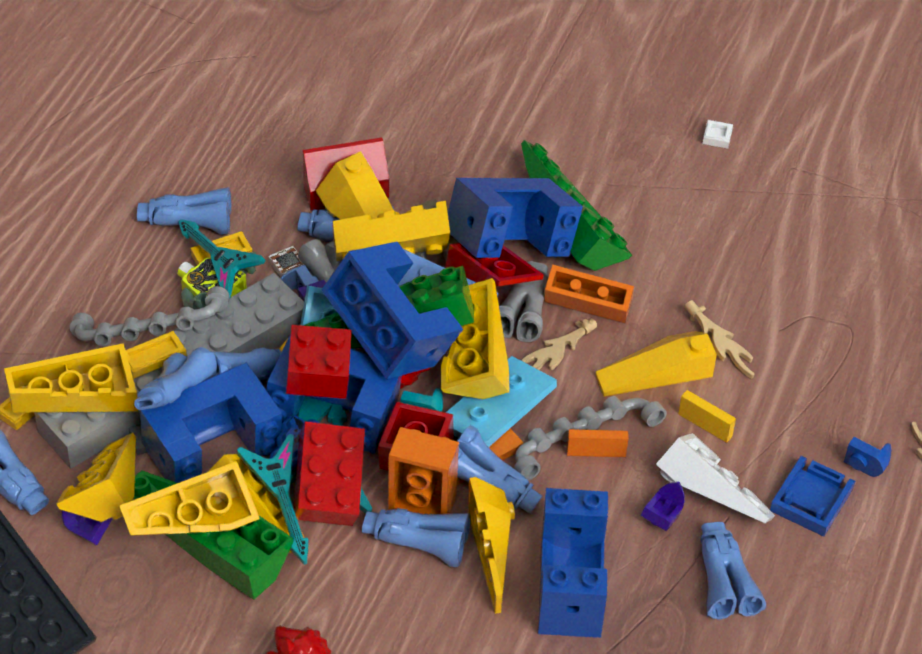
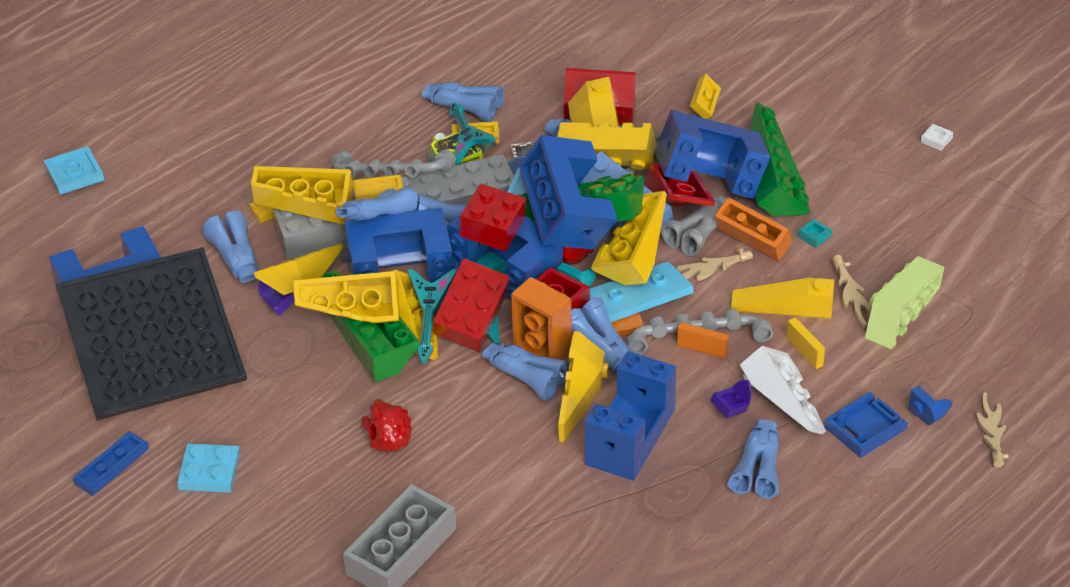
camera: 25 degrees right, 5 degrees down
(456, 145) = (705, 97): none -> yellow plate
(648, 279) = (814, 233): none -> teal tile
(783, 338) = (902, 300): none -> yellowish green wedge

